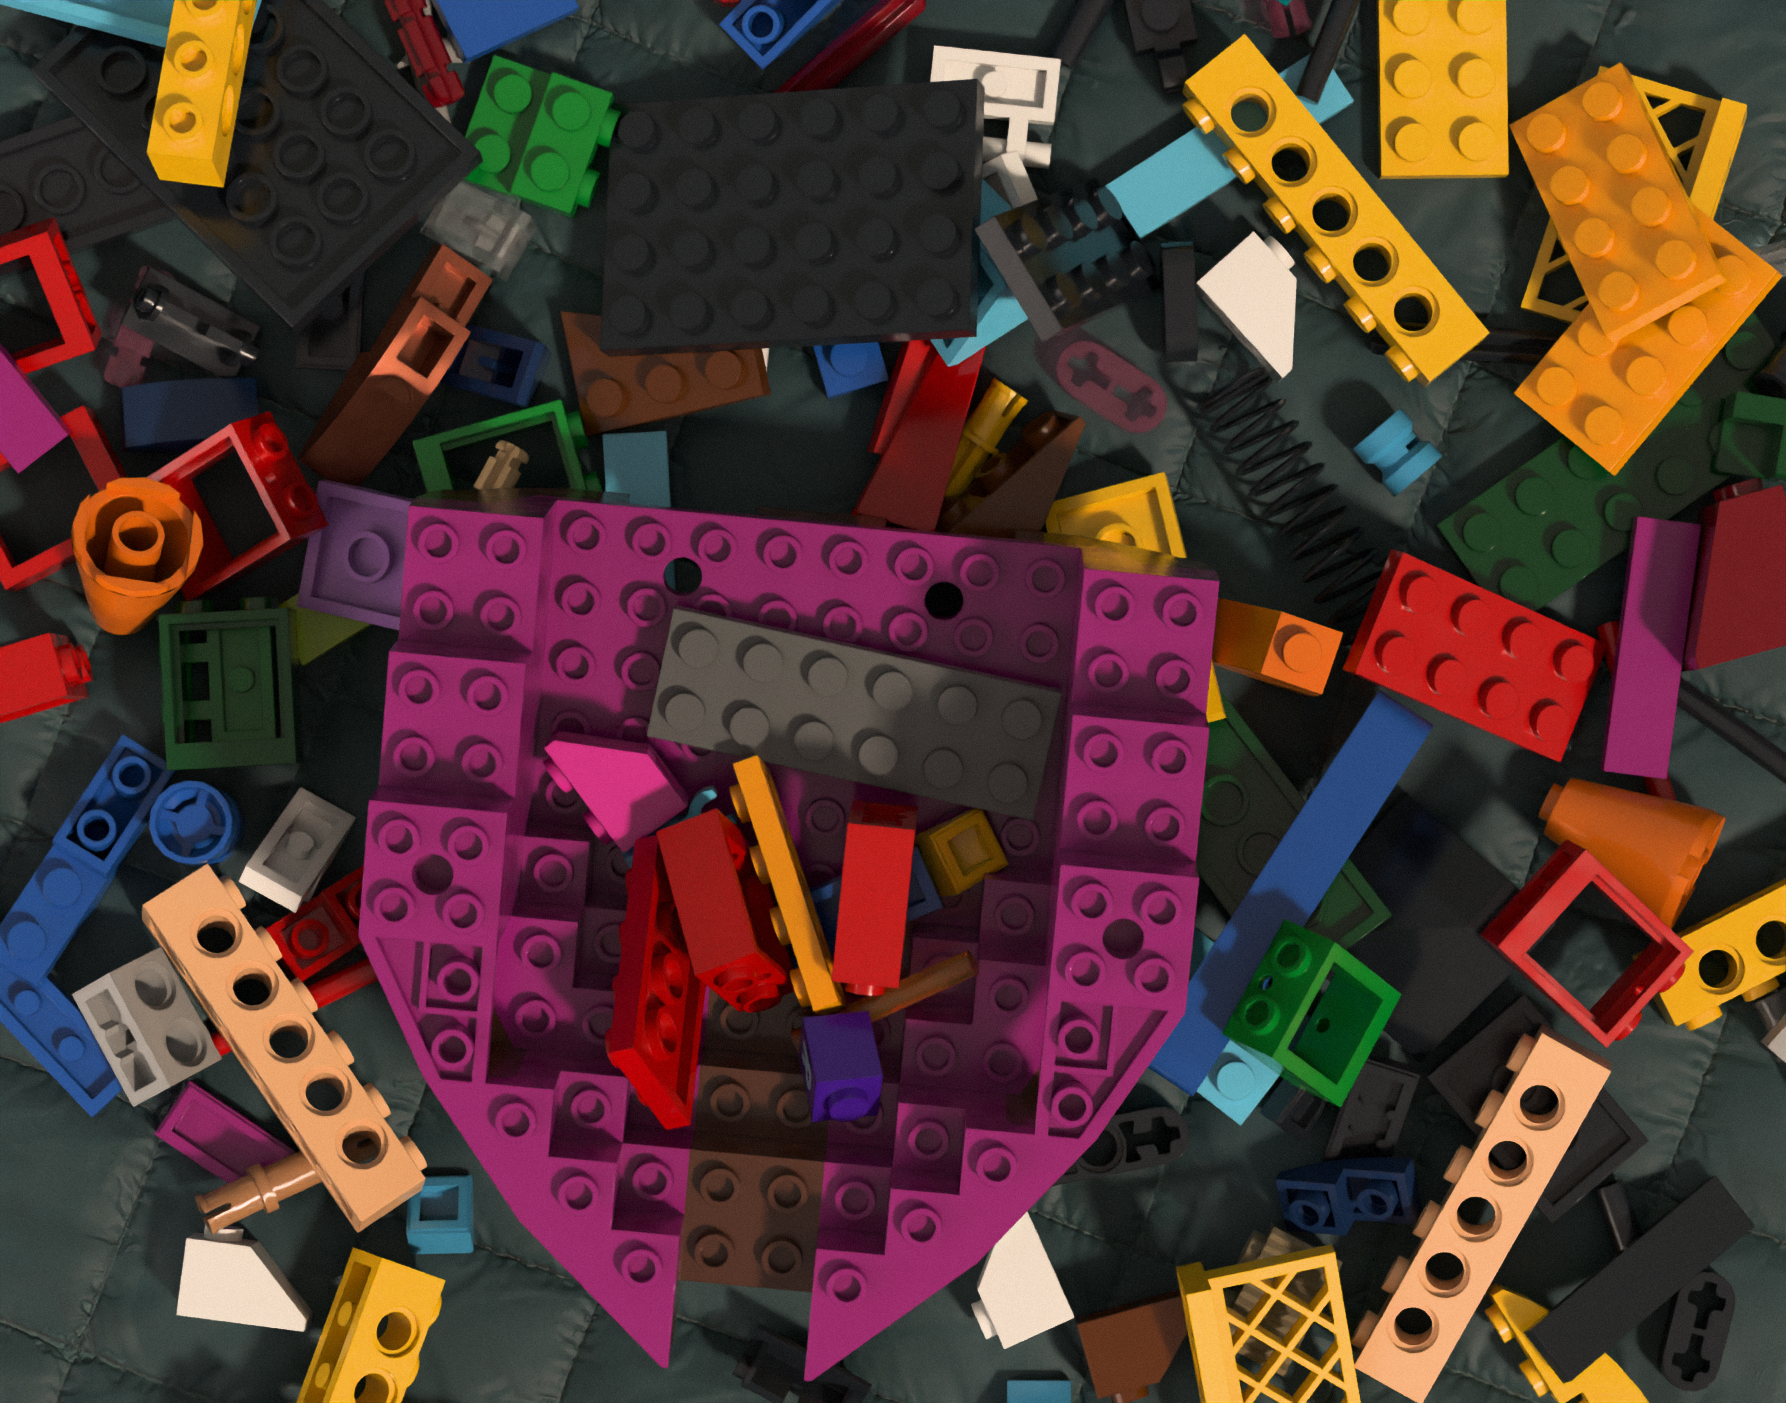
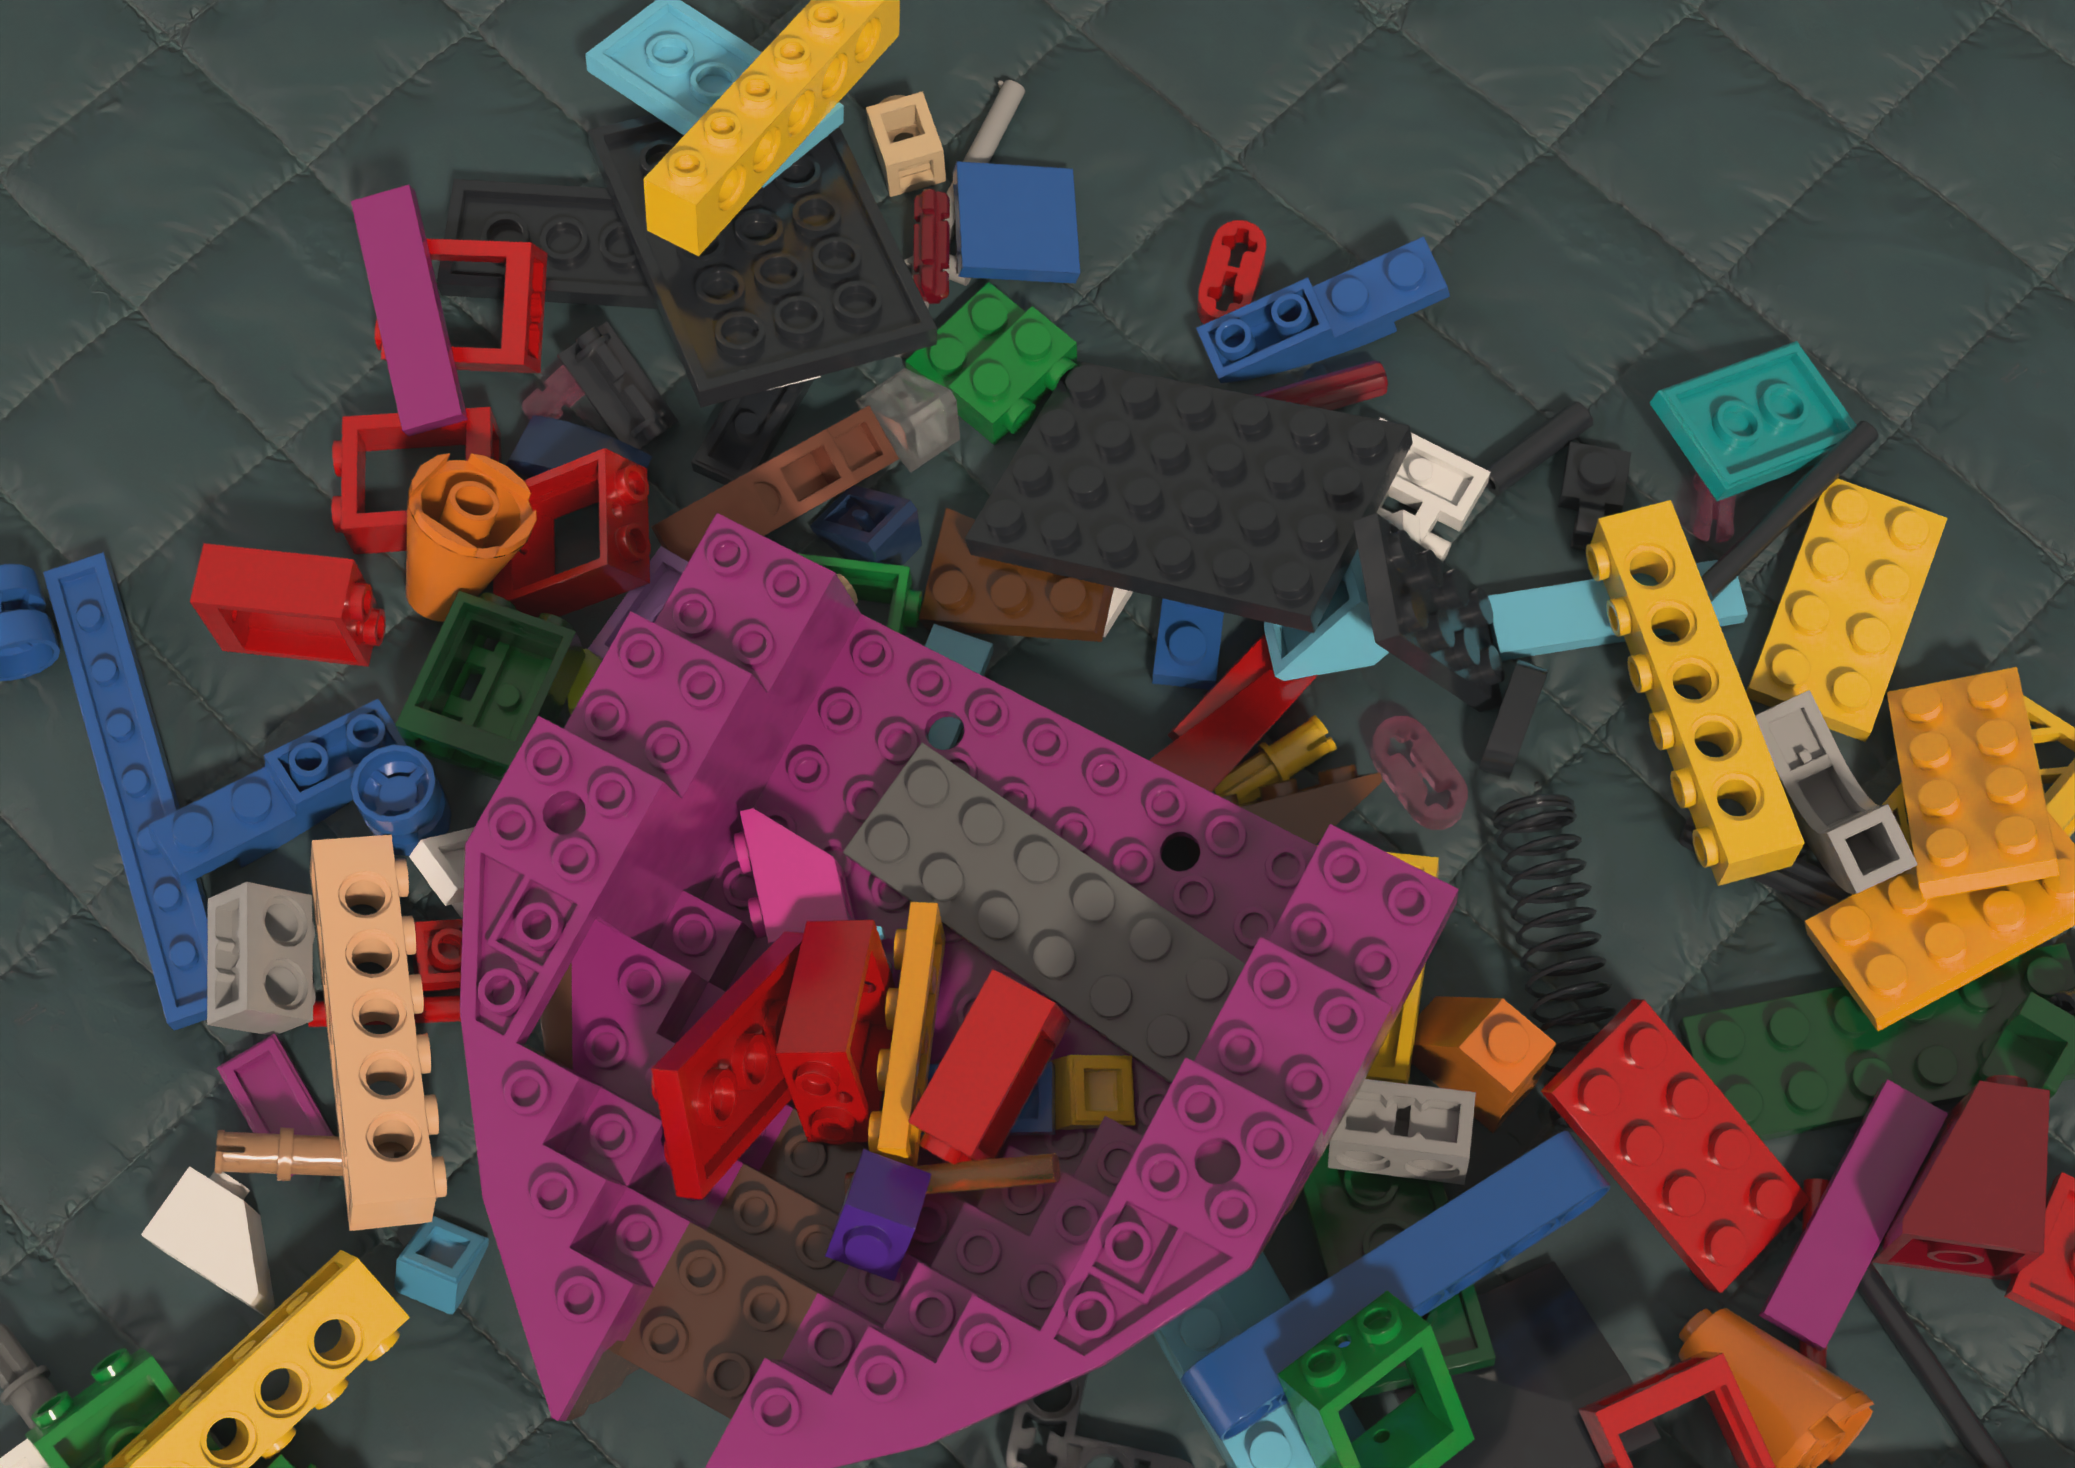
camera: 25 degrees right, 20 degrees down
(1252, 753) = (1406, 1132): none -> light grey brick
(1256, 300) = (1585, 742): white slope -> none
(1397, 452) = (1670, 934): dark azure wheel -> none
(1495, 267) = (1839, 822): none -> light grey arch

